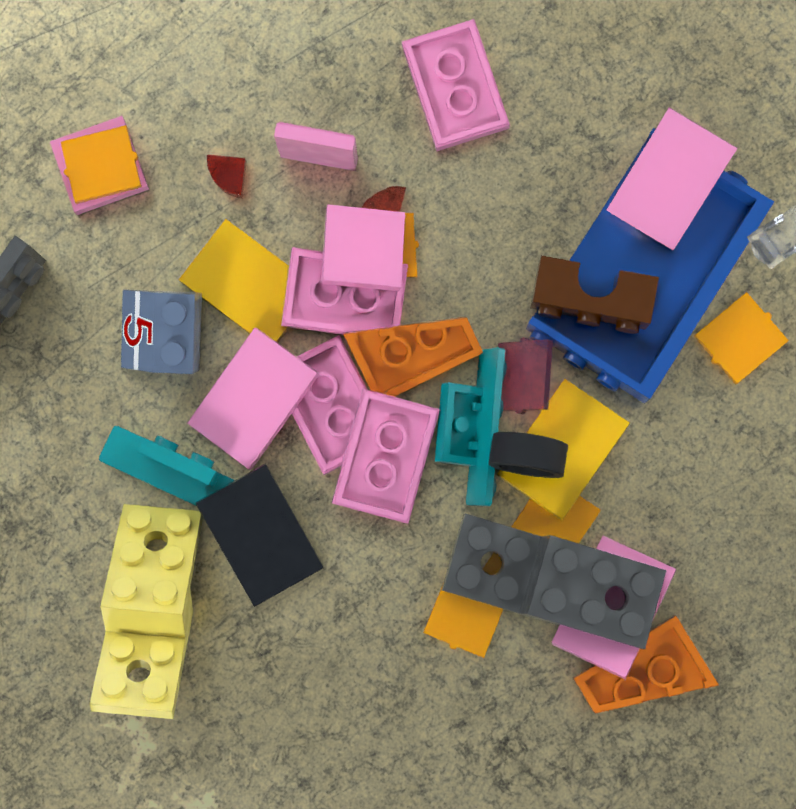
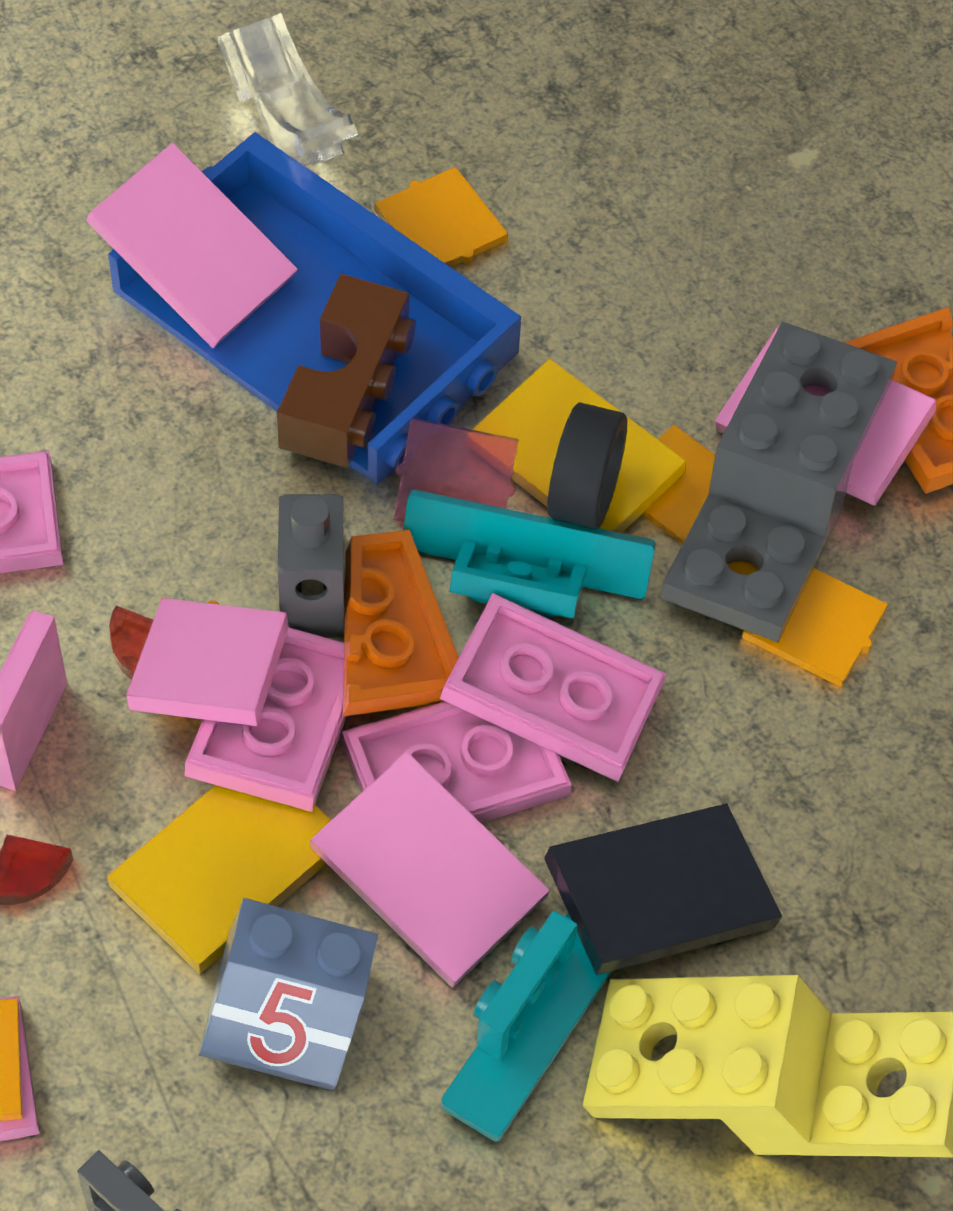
camera: 90 degrees left, 25 degrees down
(444, 295) = (312, 549): none -> dark grey torso

